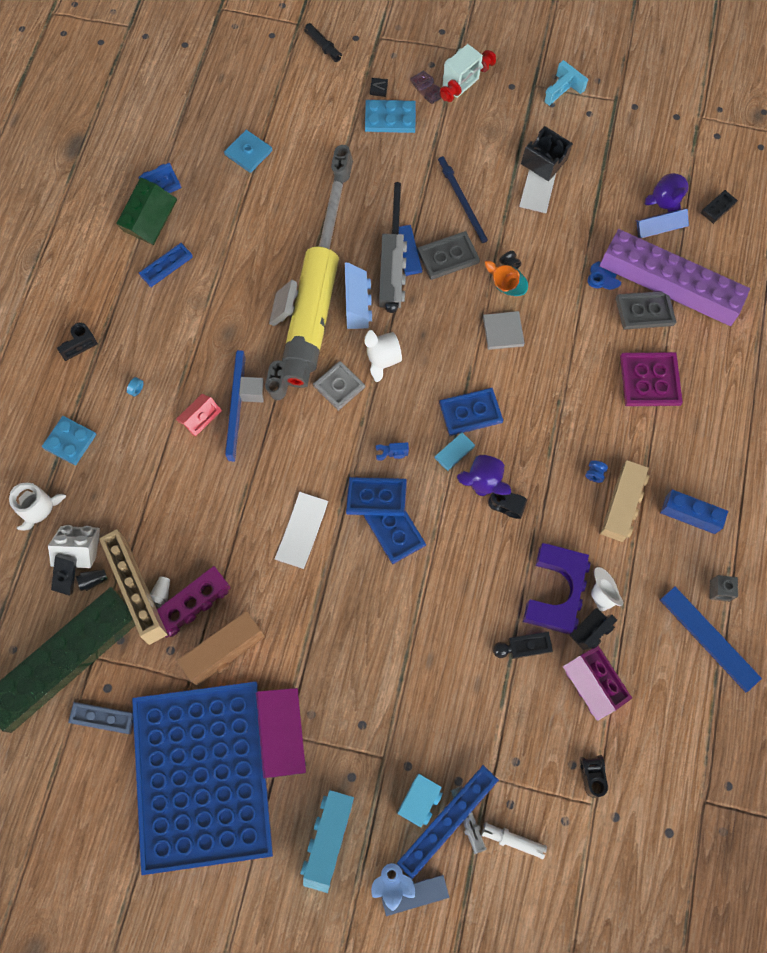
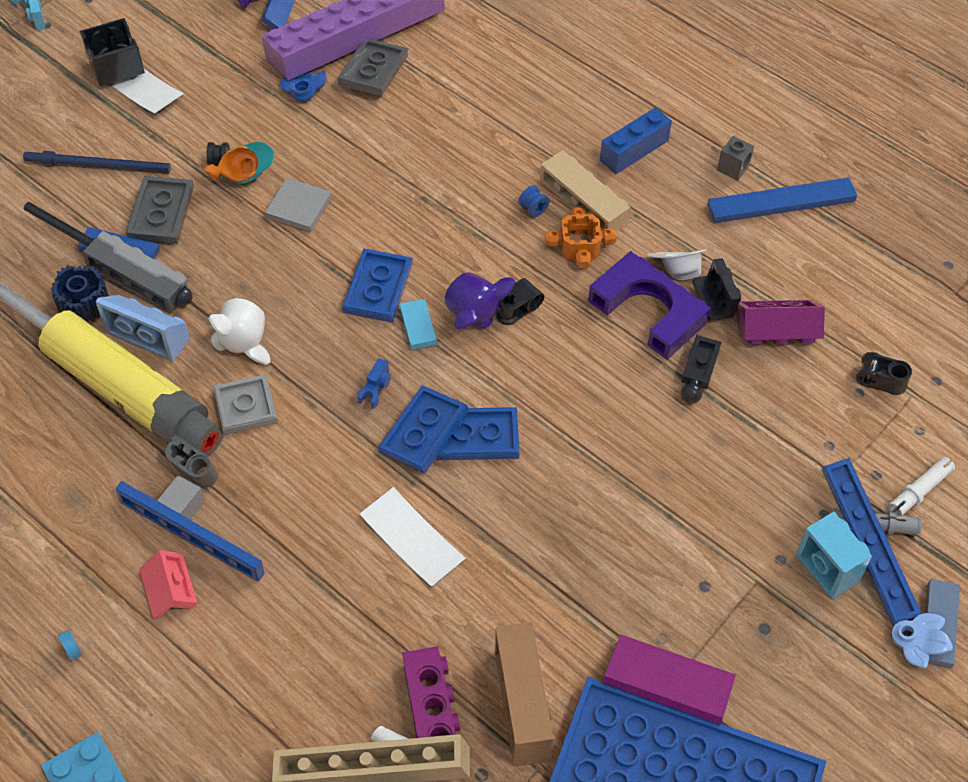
camera: 60 degrees left, 15 degrees down
(283, 303) = (89, 405): light grey tile -> none
(328, 841) = (840, 685): medium azure wedge -> none
(357, 249) = (78, 290): none -> dark blue brick
(573, 524) = (582, 251): none -> orange piece
(651, 379) = (457, 103): magenta plate -> none

